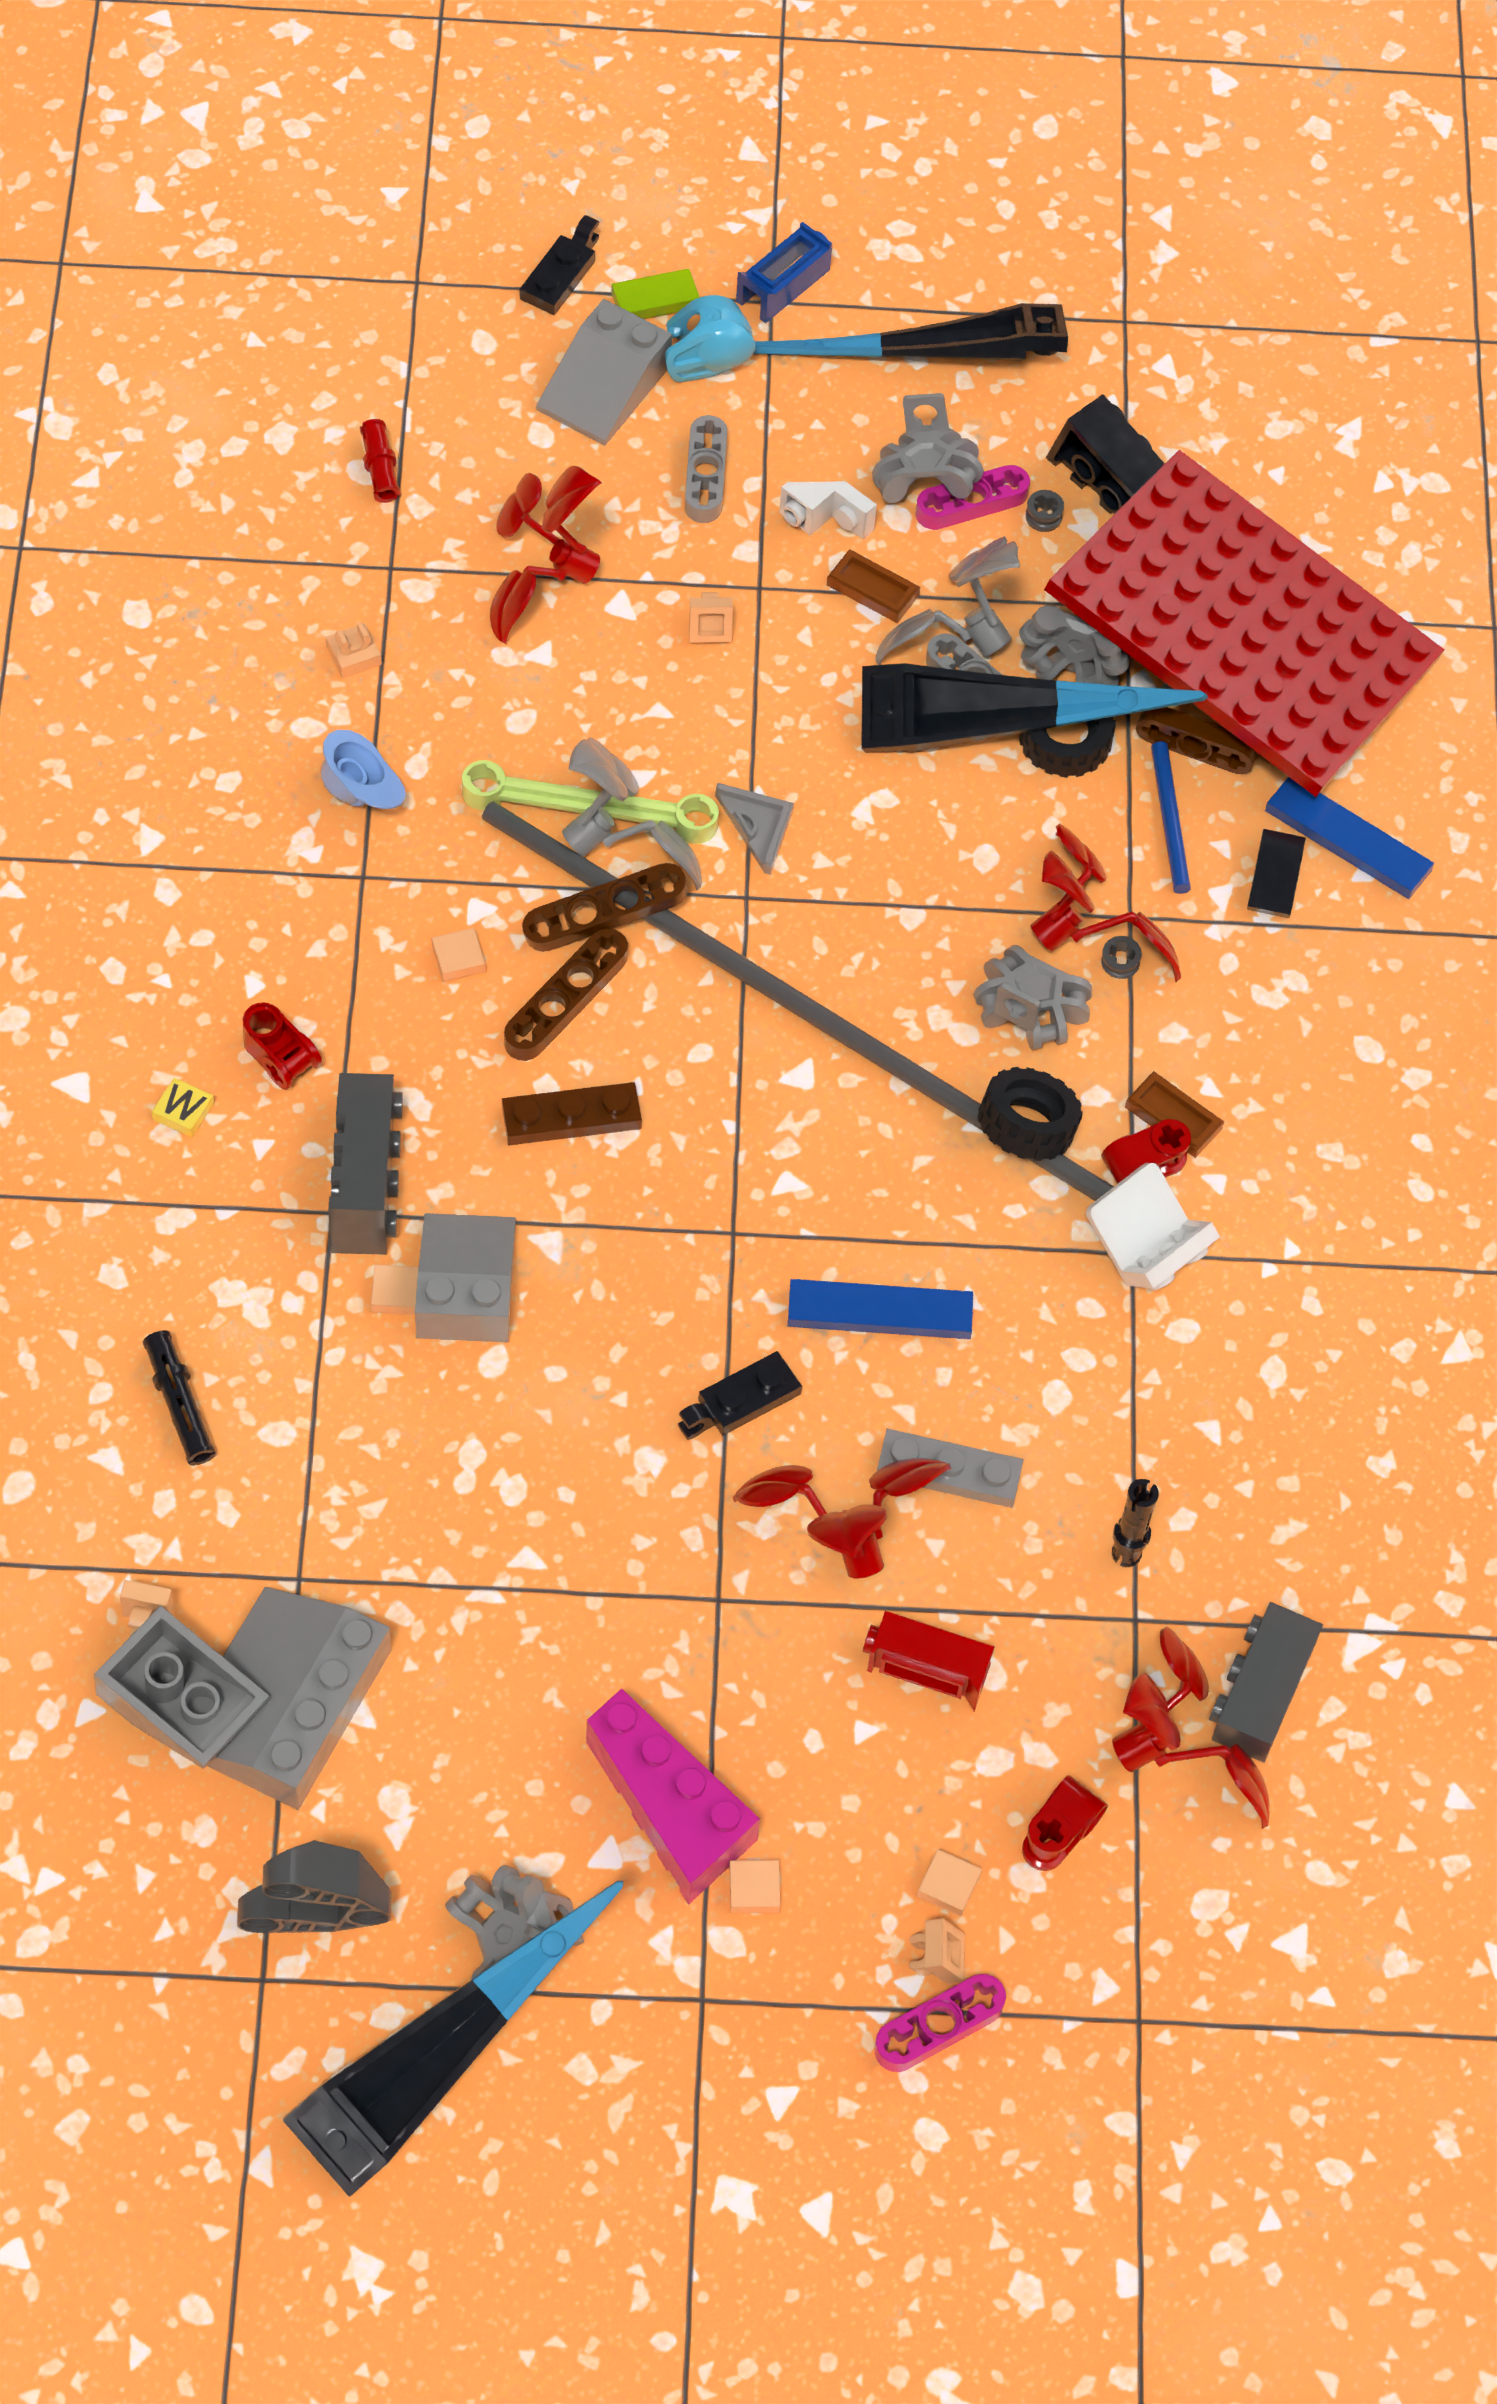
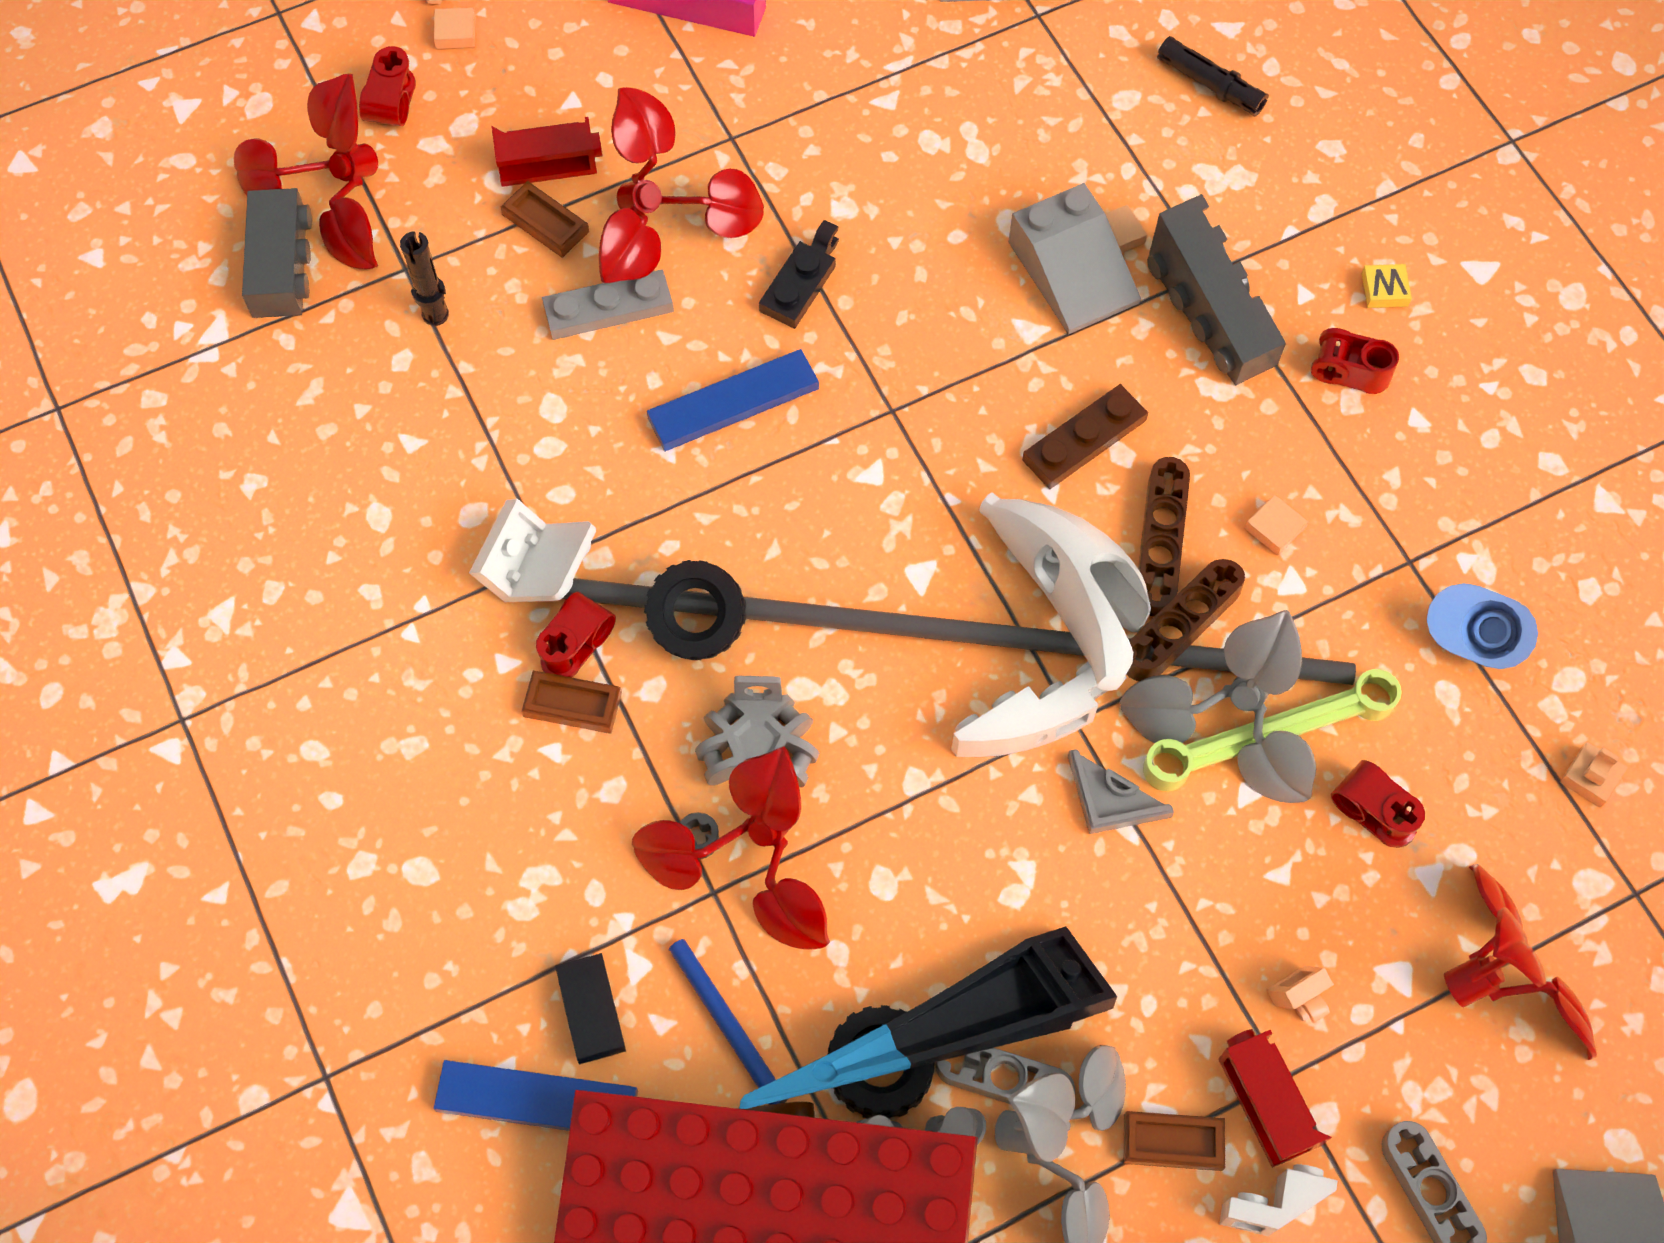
camera: 155 degrees right, 5 degrees up
(549, 702) = (1376, 802): none -> red piece
(674, 976) = (1082, 576): none -> white piece
(785, 566) = (1270, 1097): none -> red window
(794, 896) = (1025, 722): none -> white slope
(965, 1594) = (545, 219): none -> dark orange tile

